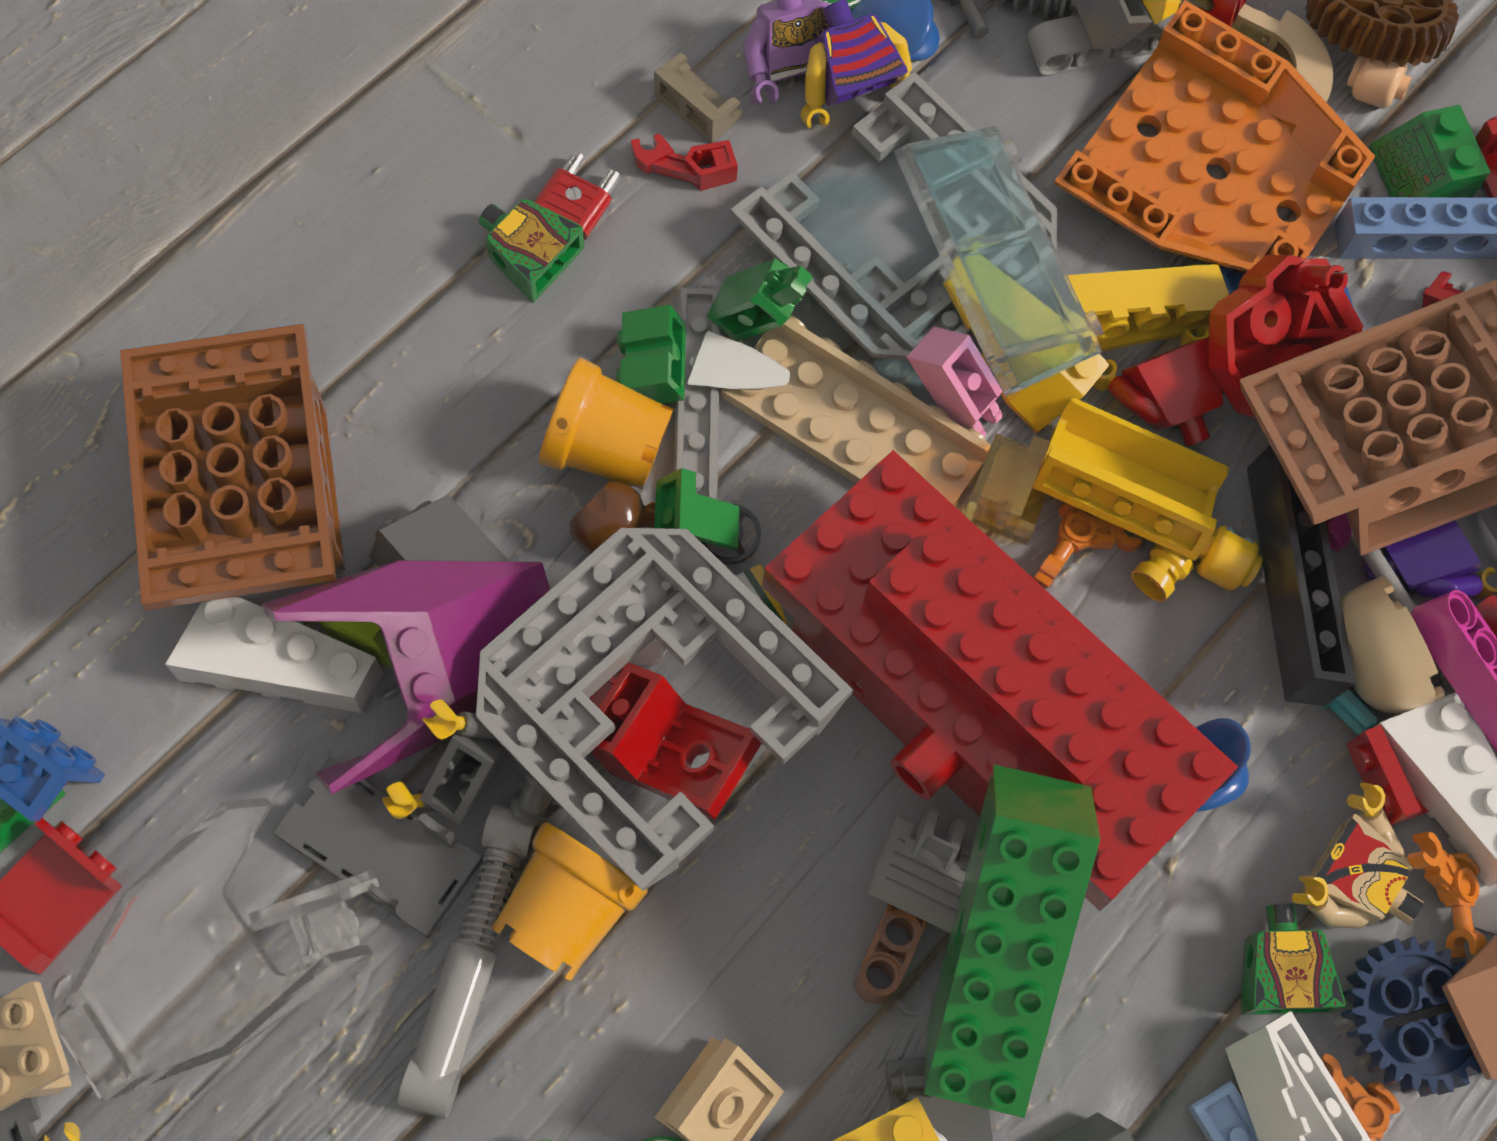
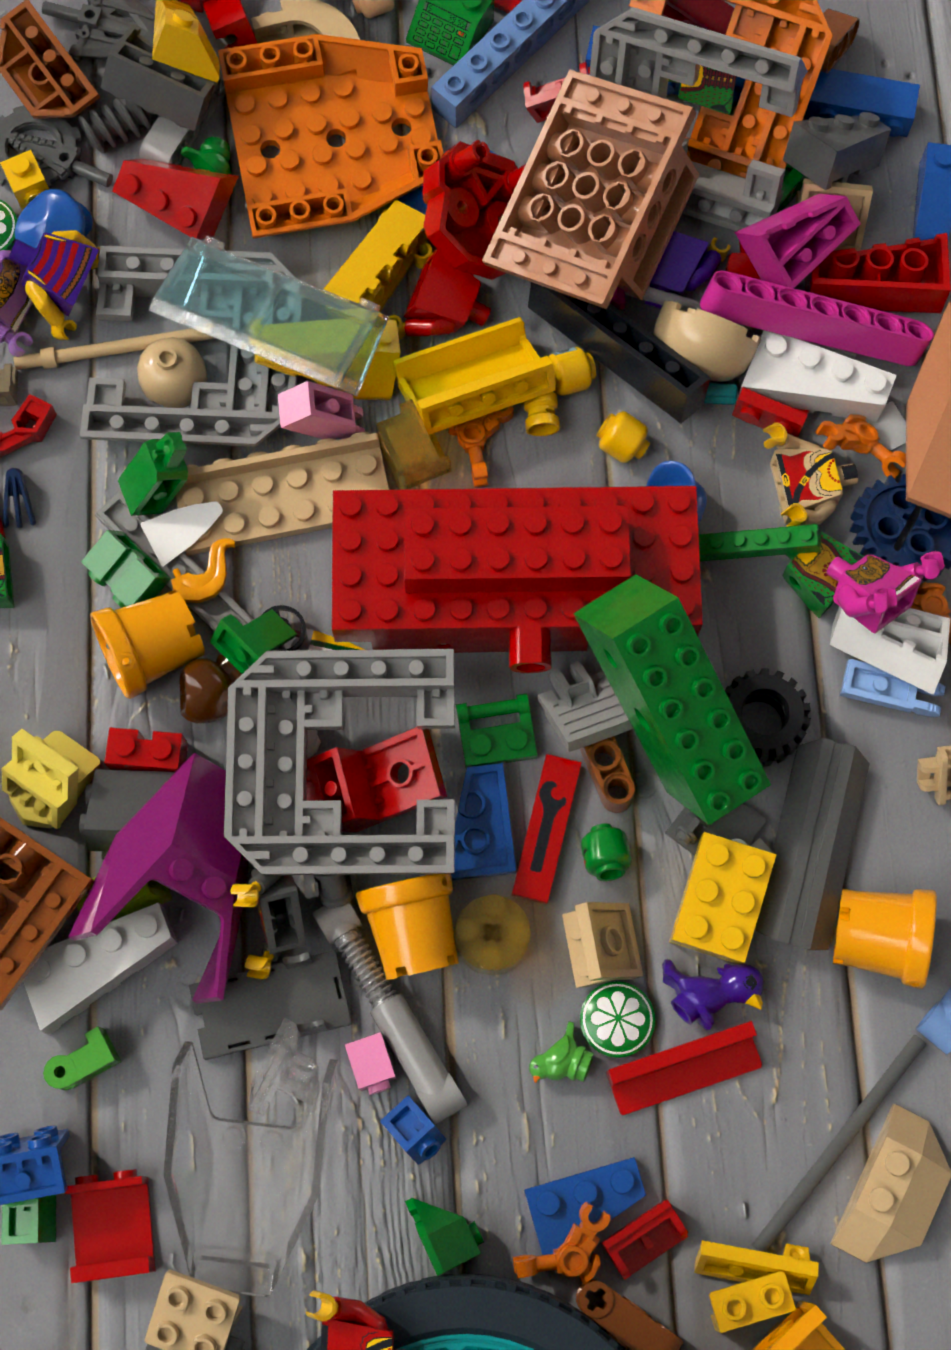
camera: 40 degrees left, 5 degrees up
(175, 732) = (84, 1063): none -> bright green leg
(374, 1090) = (413, 1130): none -> blue bracket
(403, 989) = (371, 1063): none -> bright pink brick
(405, 461) = (46, 777): none -> light yellow piece
(497, 514) = (132, 752): none -> red brick
(609, 967) = (492, 913): none -> clear yellow brick
(637, 204) = (16, 486): none -> dark blue piece
(708, 435) = (211, 582): none -> light orange piece
(723, 884) = (483, 825): none -> blue wing
(779, 945) = (546, 829): none -> red tile
(780, 130) = (51, 357): none -> tan bar
(810, 1022) = (606, 852): none -> green head
(819, 824) = (501, 742): none -> green plate
(867, 227) = (169, 370): none -> tan cylinder
(1026, 91) = (177, 194): none -> red wedge
(1084, 95) = (211, 156): none -> green animal
(1126, 1043) = (787, 702): none -> black tyre
(1218, 664) = (623, 437): none -> yellow head
(1249, 882) = (760, 542): none -> green piece
(1324, 1045) = (878, 590): none -> dark pink torso

